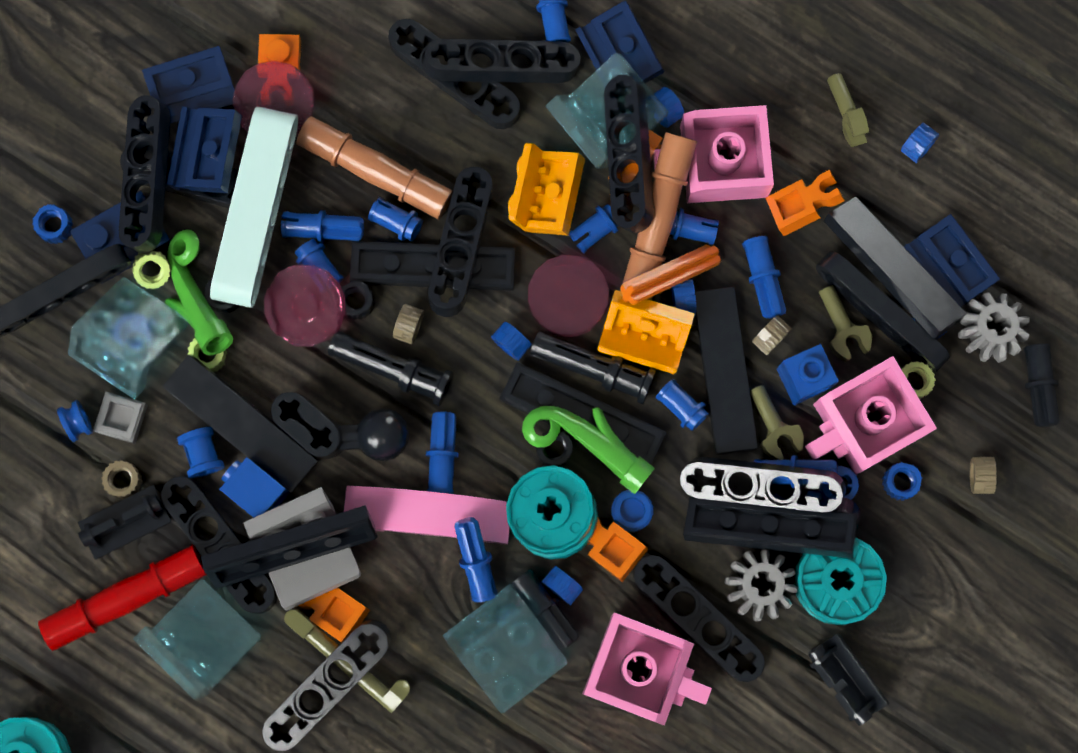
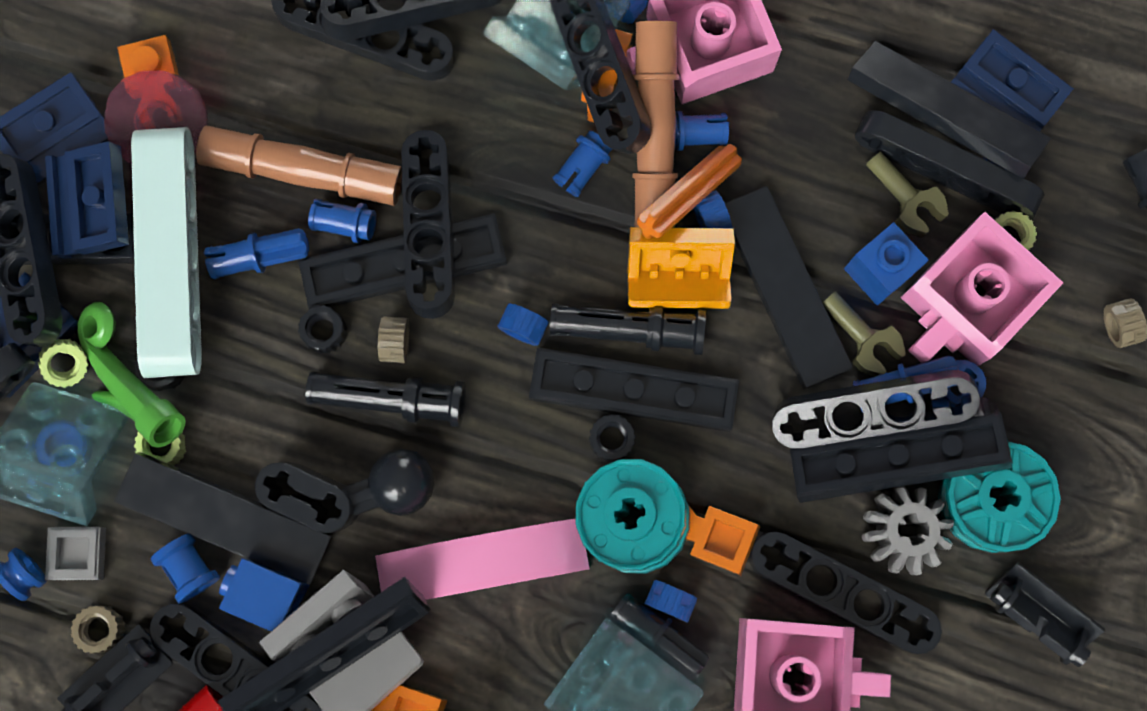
camera: 15 degrees left, 0 degrees up
(304, 305) = (262, 353): clear pink tile -> none
(312, 254) = (265, 300): blue pin -> none
(442, 452) = (479, 483): blue axle -> none
(475, 560) = (557, 602): blue axle -> none
(545, 190) = (512, 135): light orange bracket -> none
(568, 295) = (574, 252): clear pink tile -> none
(598, 440) = (666, 414): bright green plant -> none
(632, 510) = (726, 485): blue tile -> none
(682, 405) = (748, 342): blue pin -> none
(764, 276) = (798, 164): blue axle -> none
(772, 335) = (829, 229): dark tan axle -> none
(798, 204) = (814, 68): orange plate -> none
(913, 474) = (1043, 346): blue axle -> none
(997, 314) = (1101, 141): light grey gear -> none

